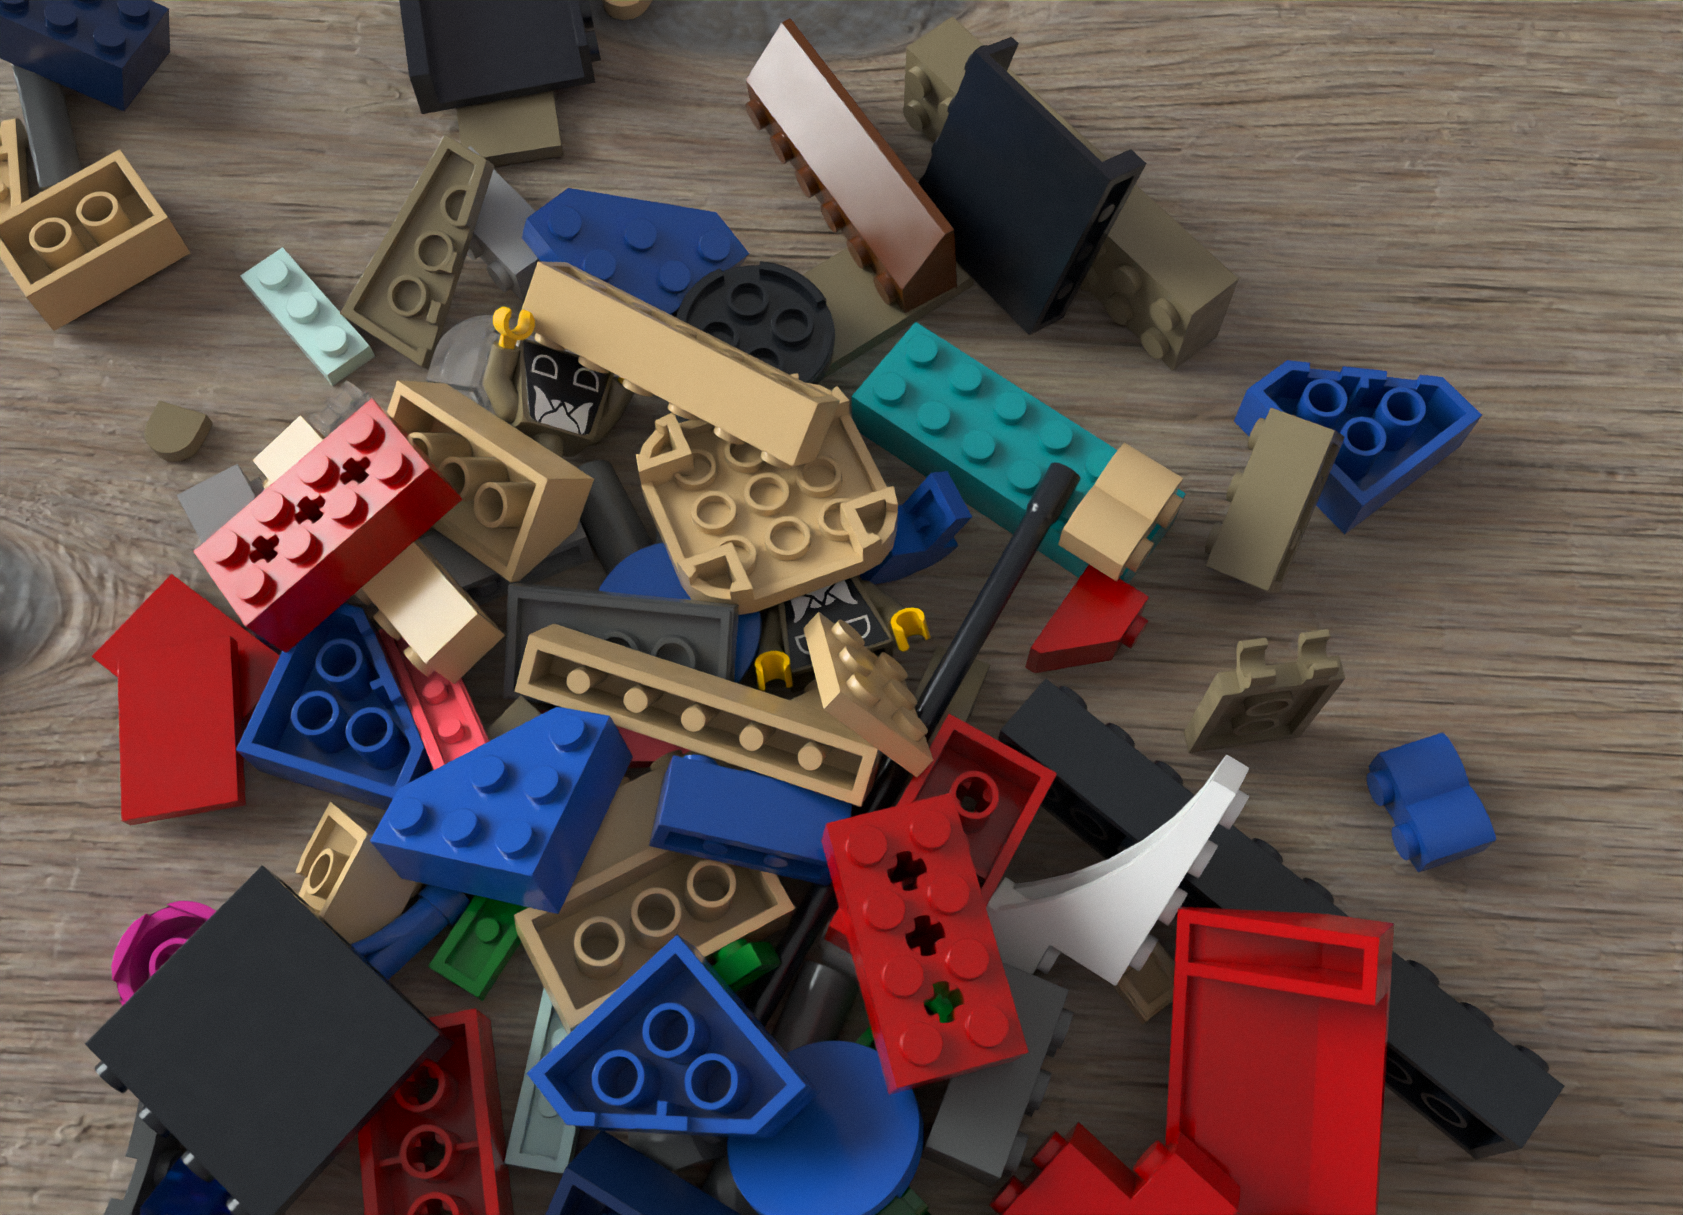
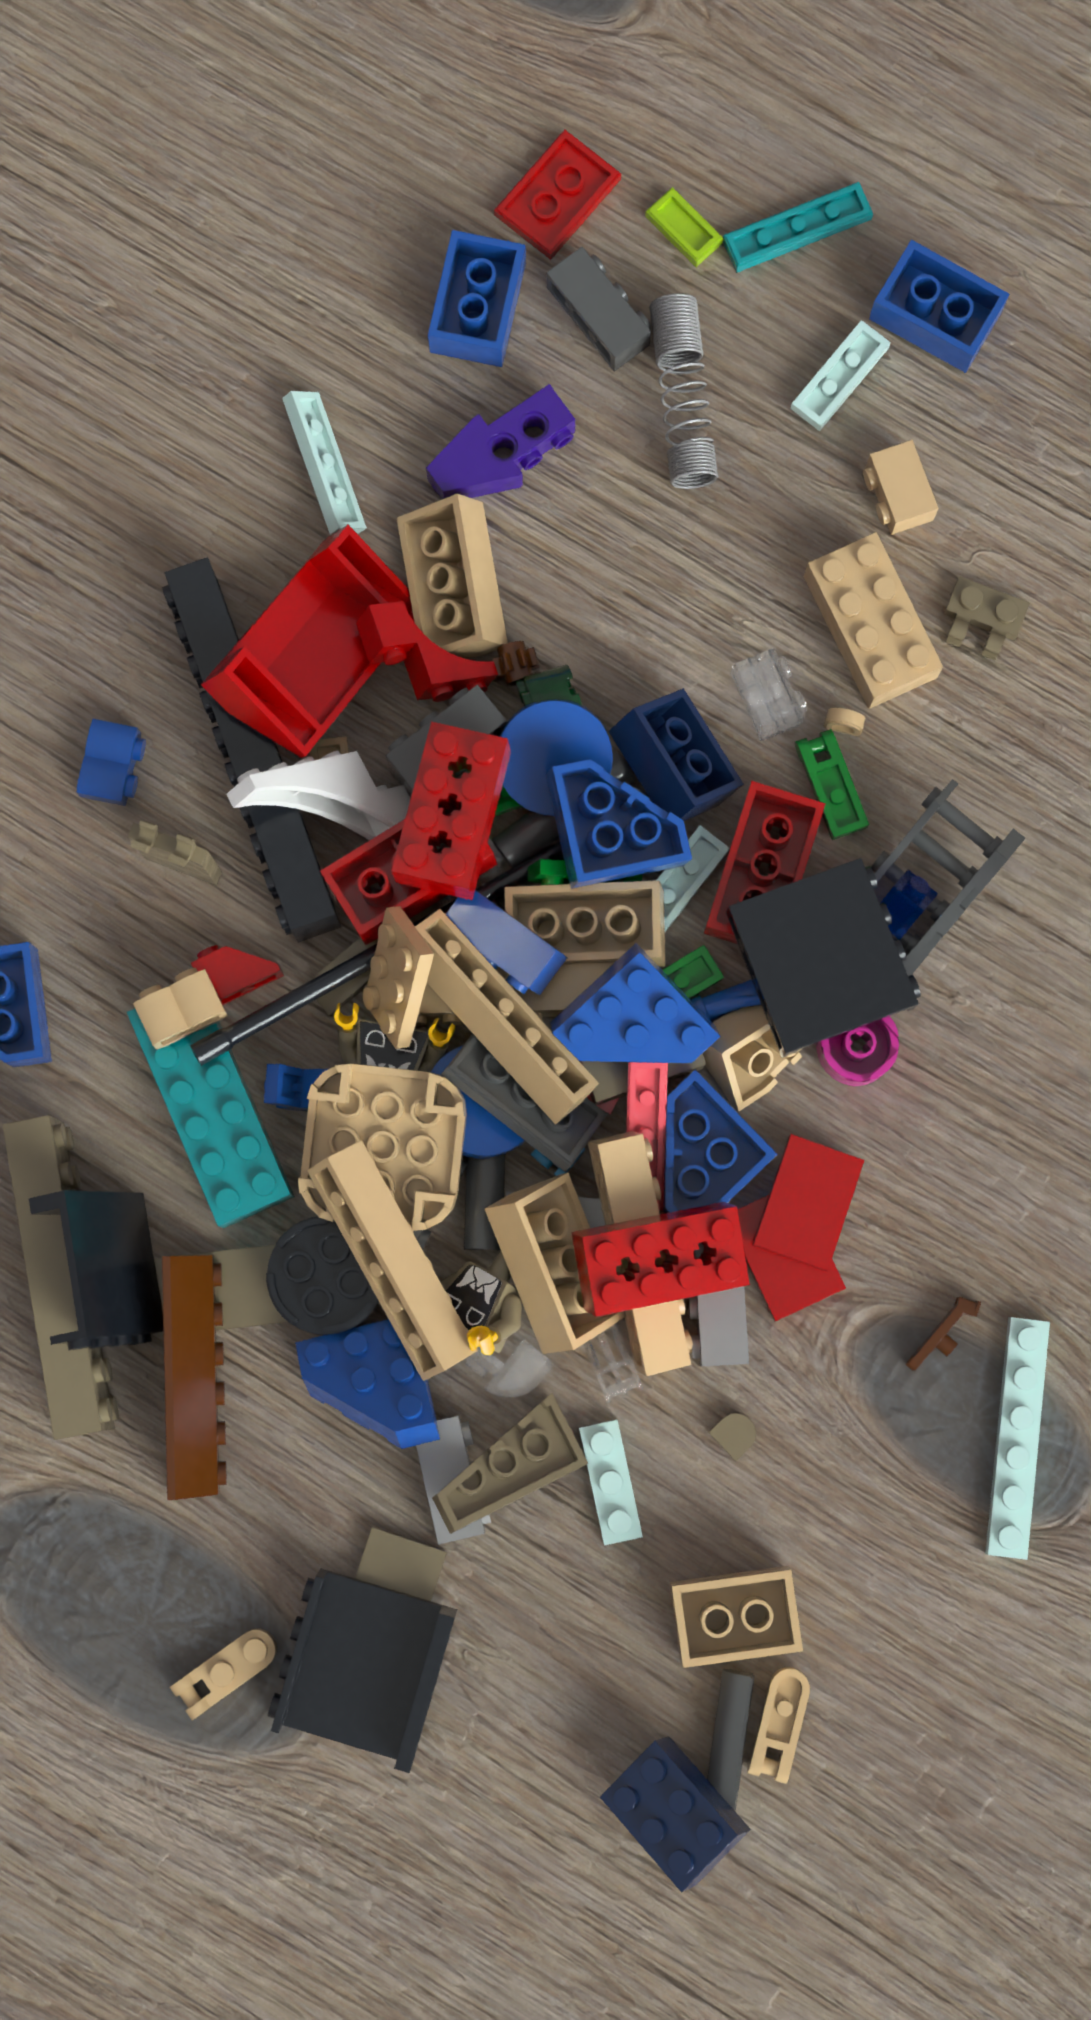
camera: 150 degrees left, 15 degrees up
(1272, 499) = (78, 978): dark tan brick -> none

